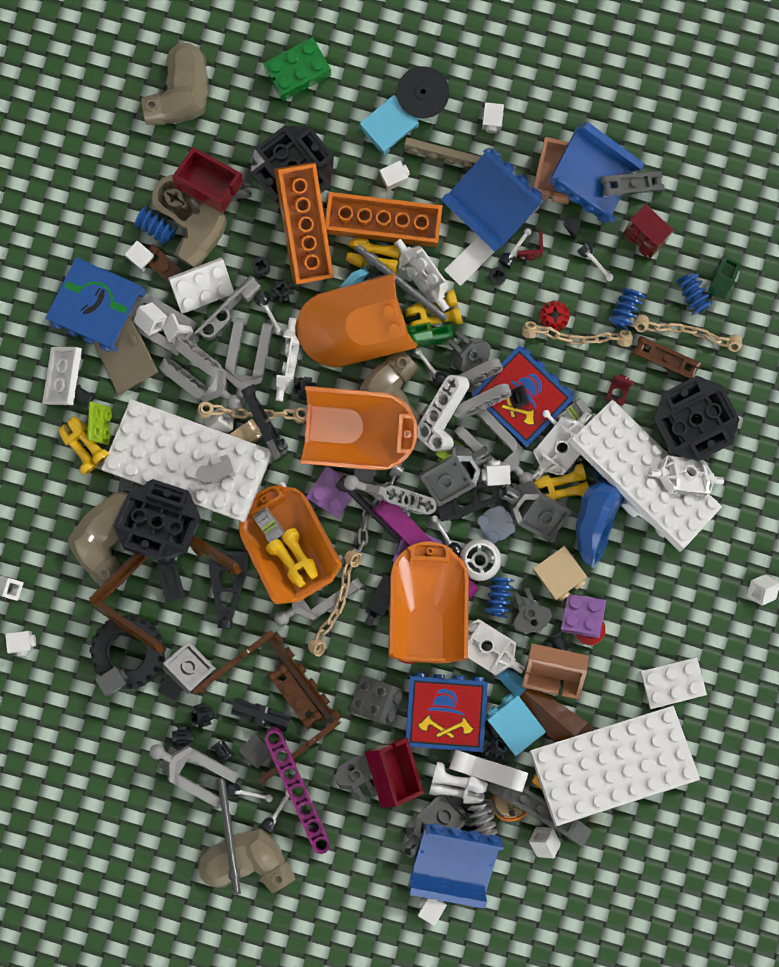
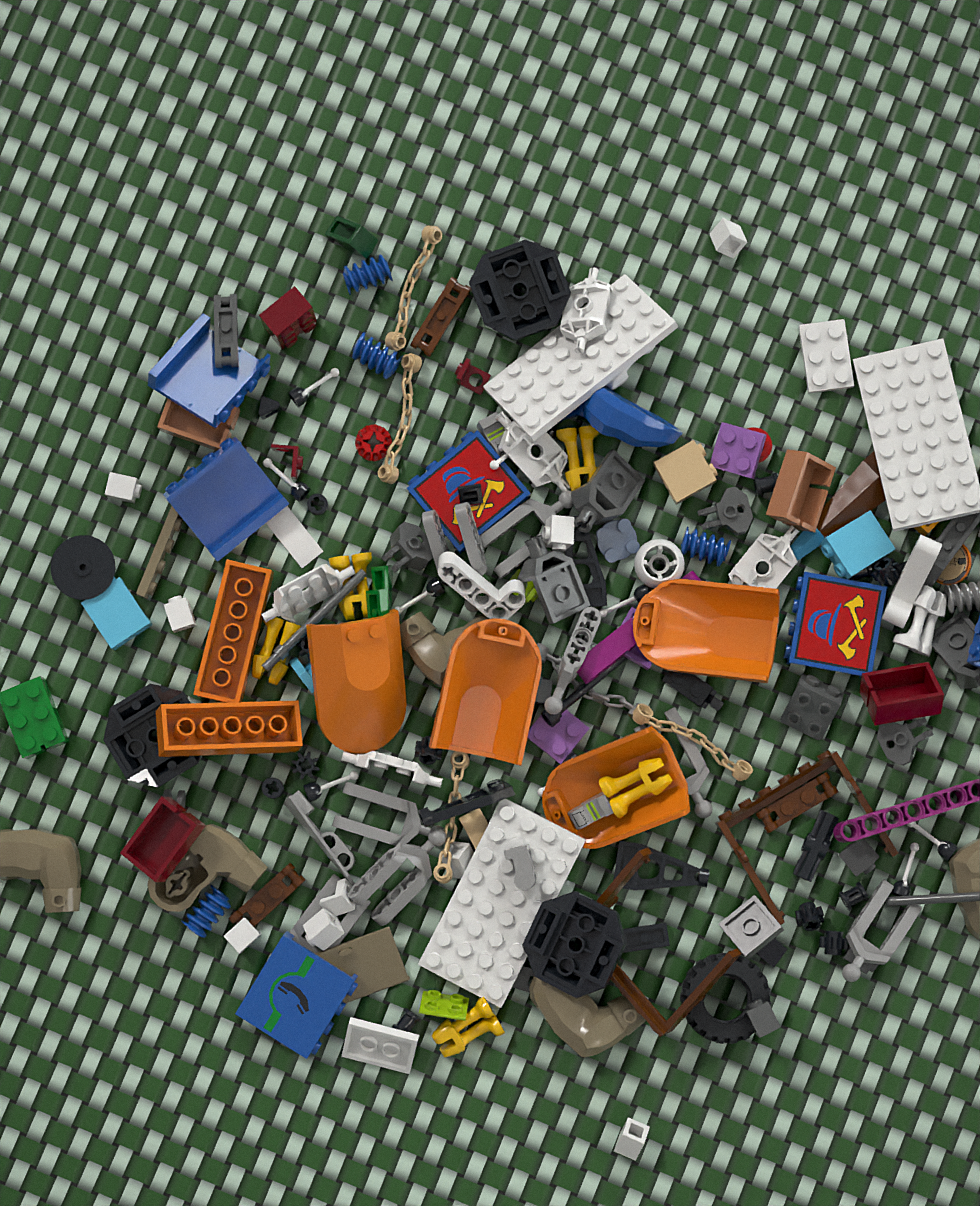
camera: 80 degrees left, 0 degrees up
(20, 642) = (700, 1128): white brick -> none
(201, 285) = (288, 863): white plate -> none

